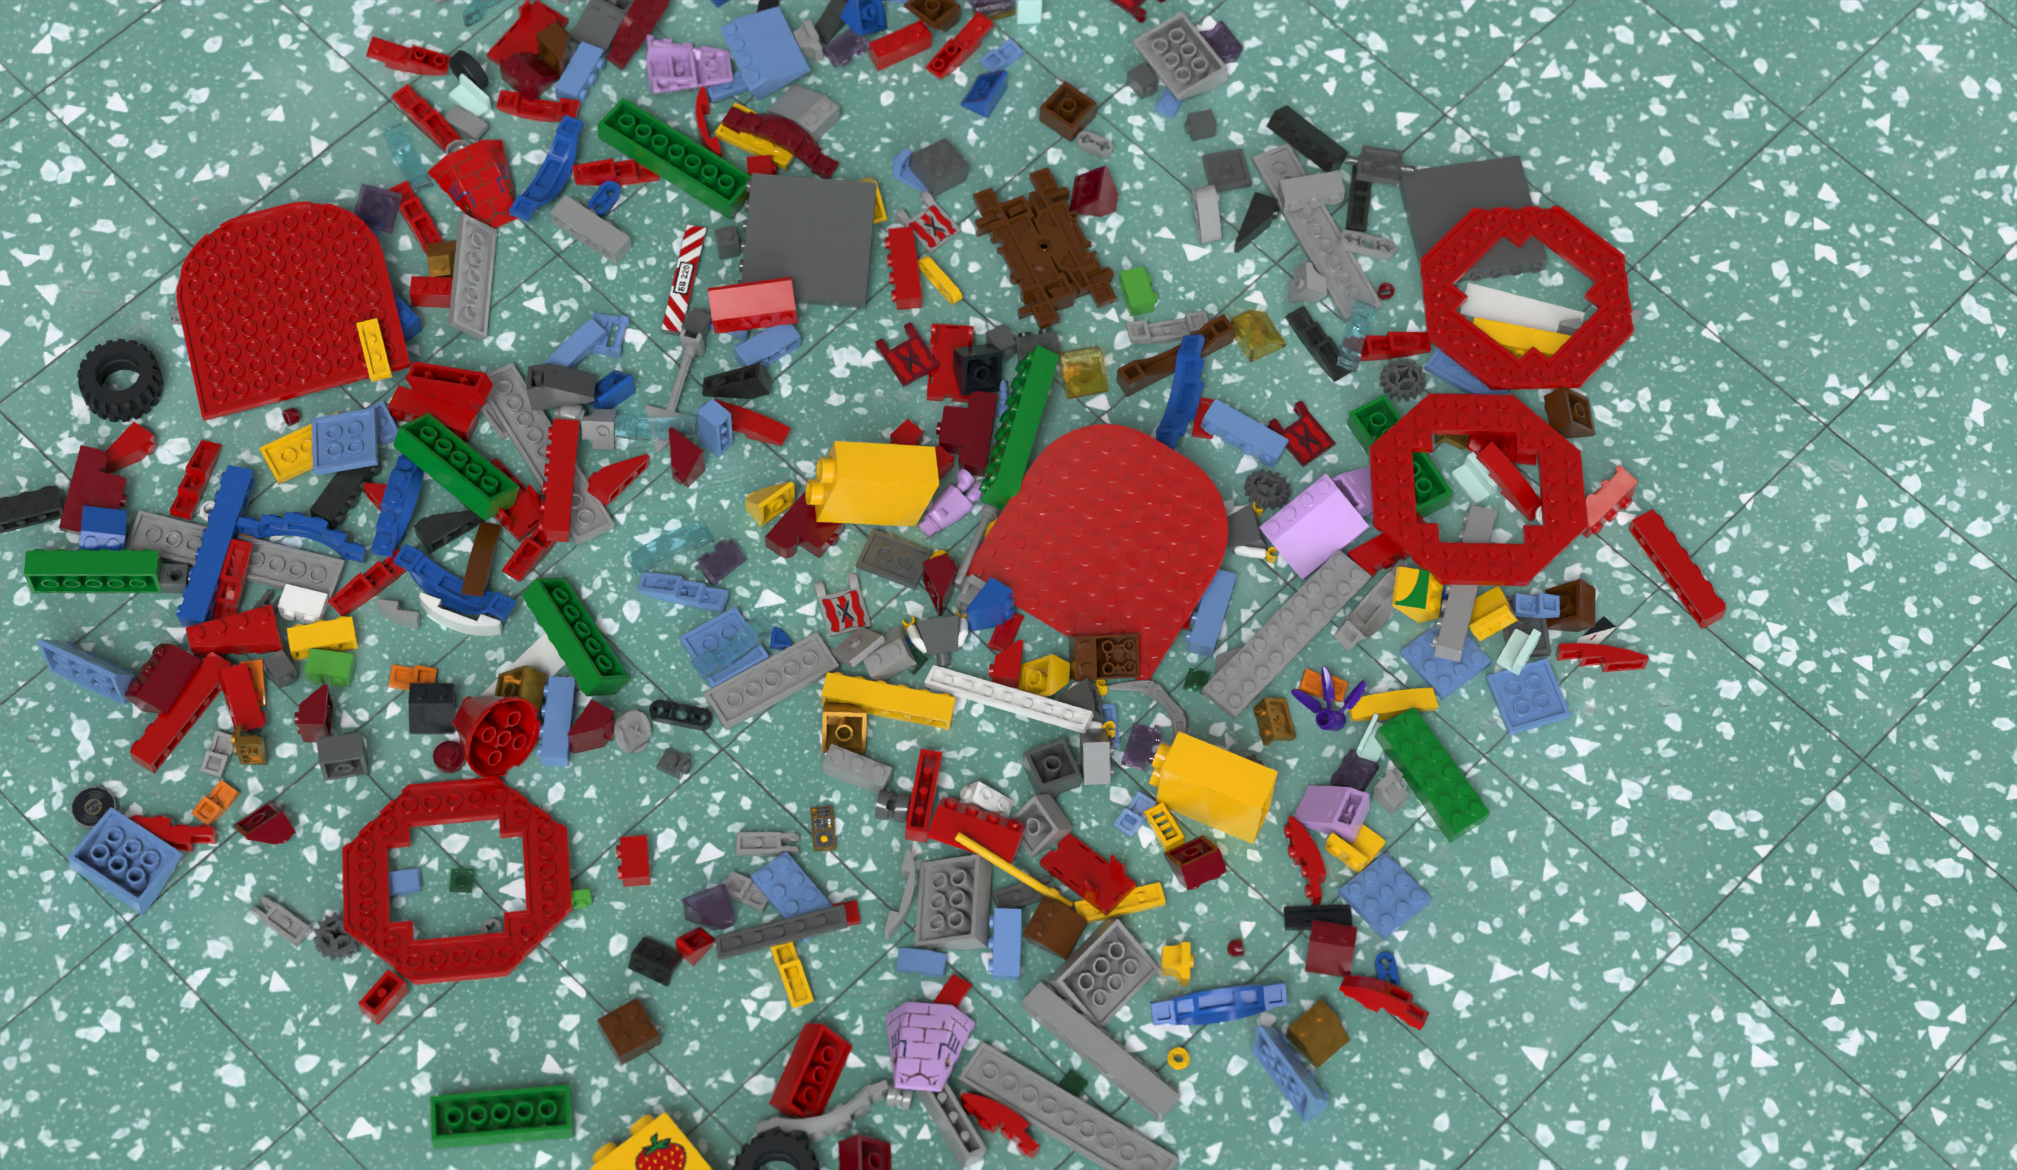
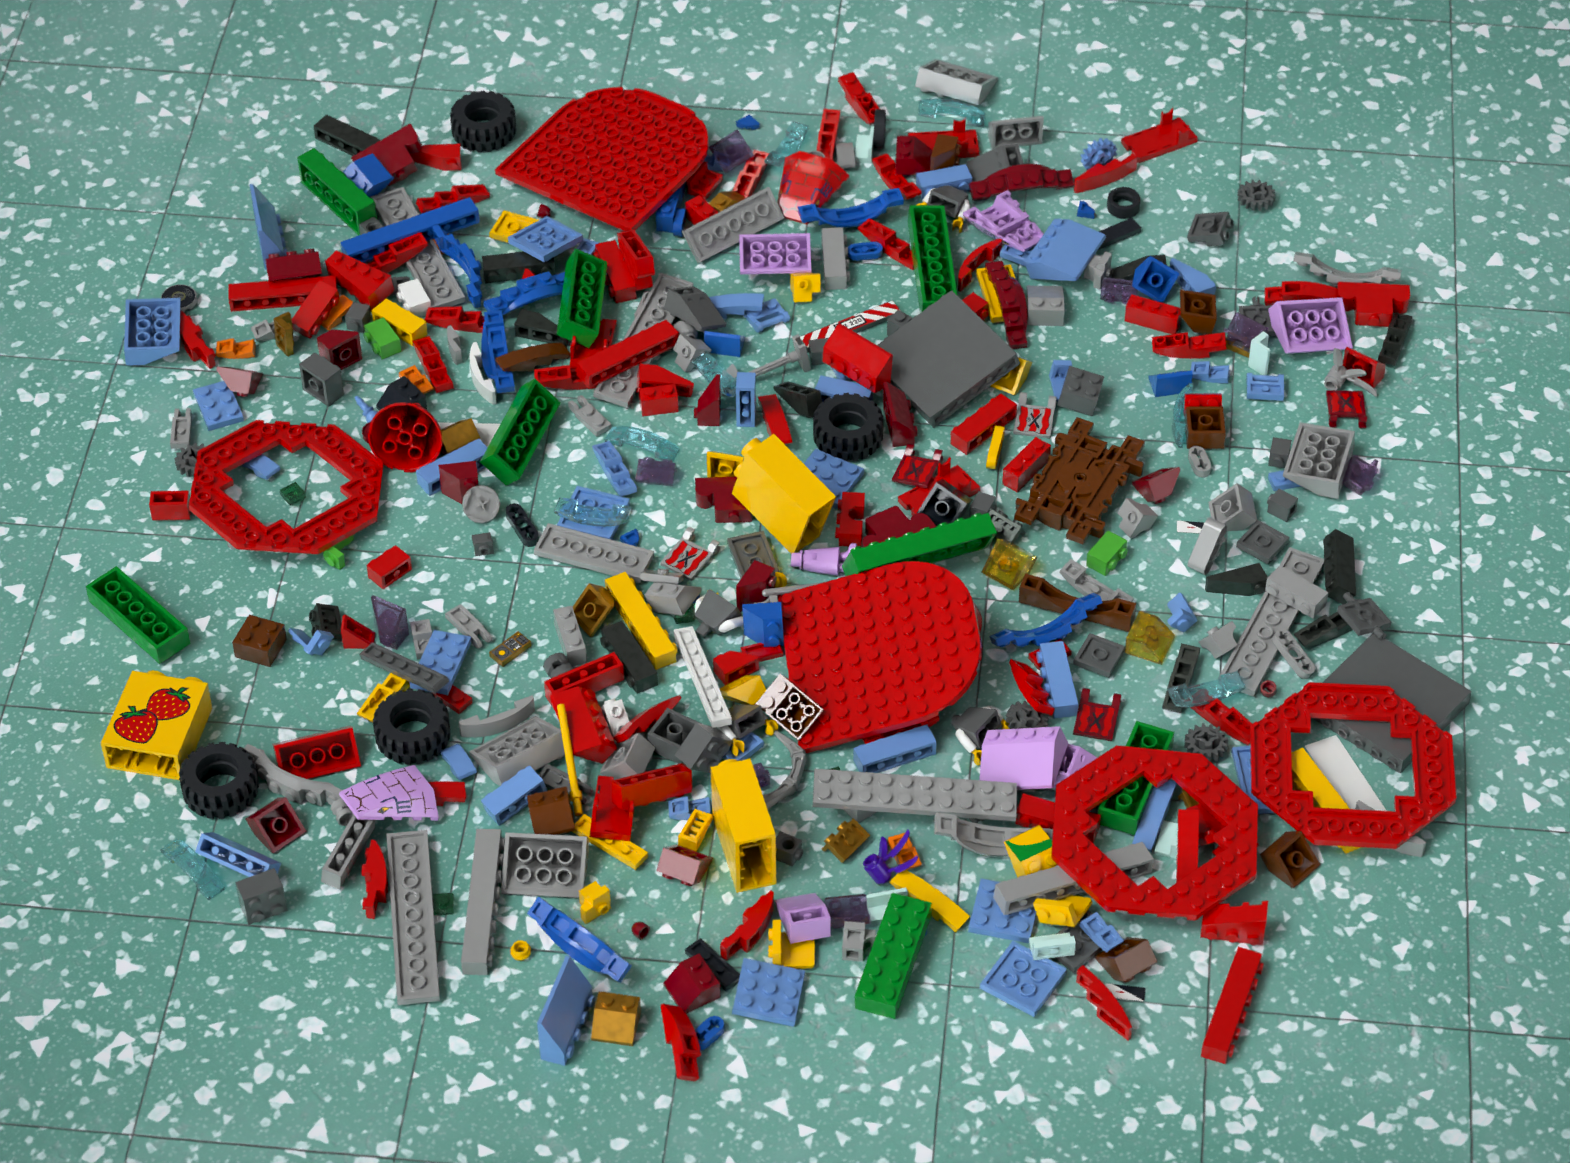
camera: 55 degrees right, 15 degrees down
(277, 869) = (218, 405): none -> medium blue plate
(340, 167) = (748, 122): none -> blue tile
(374, 350) = (620, 205): yellow plate -> none
(394, 259) = (703, 181): none -> red bracket
(403, 648) = (432, 364): none -> red slope
(421, 745) = (369, 412): none -> medium blue bar
(426, 320) = (679, 222): none -> blue beam
(548, 273) = (775, 253): none -> lavender slope
(596, 566) = (589, 416): none -> light grey hinge
(604, 278) = (804, 285): none -> yellow brick
(610, 88) = (953, 200): none -> dark grey torso
(635, 496) = (658, 400): none -> red brick
(669, 993) = (314, 645): none -> medium blue bracket
(809, 350) = (848, 410): none -> black tyre
(837, 326) = (898, 416): none -> dark red slope
(850, 424) = (834, 473): none -> medium blue plate
(854, 945) = (417, 745): none -> black tyre
(911, 736) = (636, 666): none -> pearl dark grey brick
(983, 272) = (1026, 464): none -> red brick
(1010, 776) = (645, 719): none -> red slope
(1041, 92) = (1202, 400): none -> red bracket
(1048, 132) = (1178, 427): none -> clear light blue slope
(1059, 36) = (1265, 387): none -> medium blue plate
(1099, 827) = (652, 786): none -> red brick
(1119, 240) = (1136, 517): none -> light grey brick
(1161, 205) = (1189, 527): none -> white sticker
(1173, 165) = (1234, 508): none -> light grey slope
(1230, 458) = (1030, 686): none -> red slope
(1241, 383) = (1099, 655): none -> dark grey plate
(1251, 289) = (1182, 613): none -> medium blue bracket
(1461, 497) = (1154, 814): none -> medium blue slope

